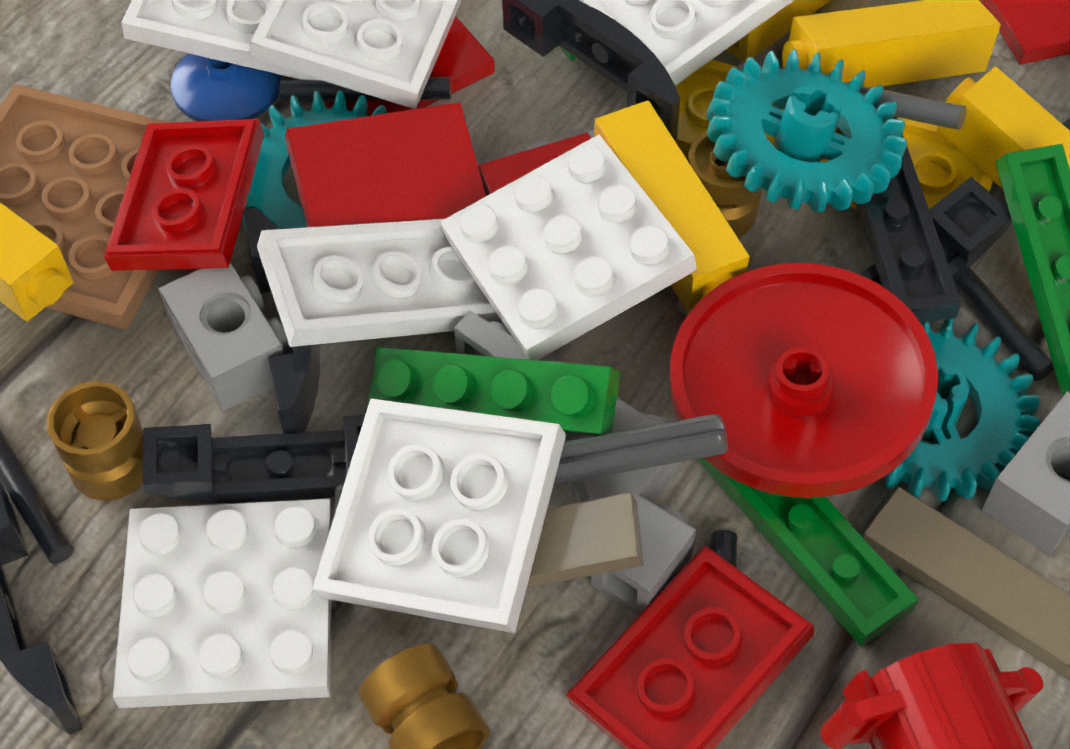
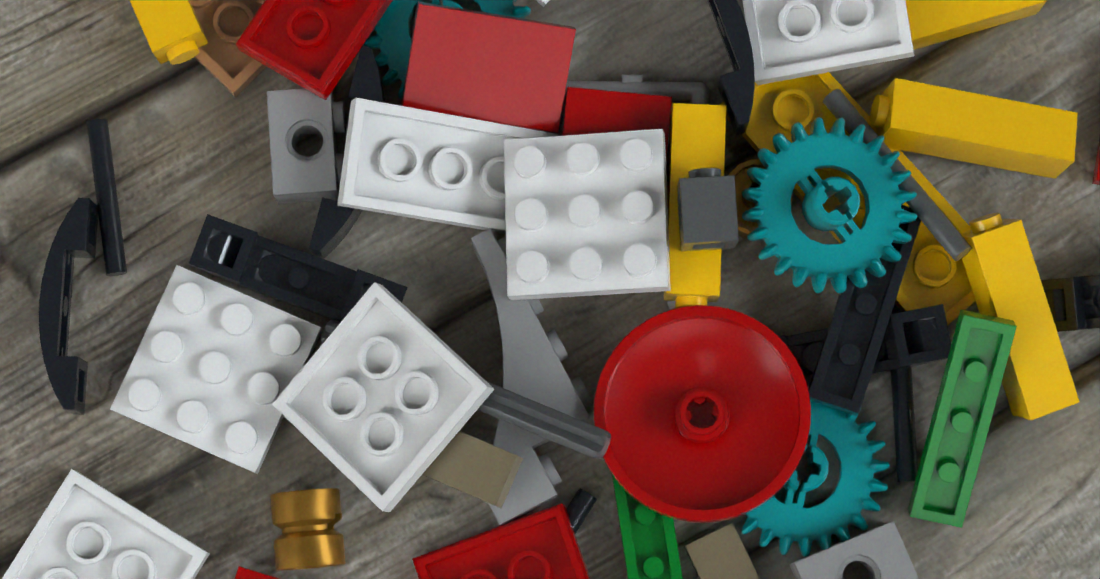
camera: 25 degrees right, 25 degrees up
(98, 439) = (173, 202): pearl gold wheel -> none
(560, 393) = (471, 309): green plate -> none
(692, 176) = (707, 211): none -> dark grey brick

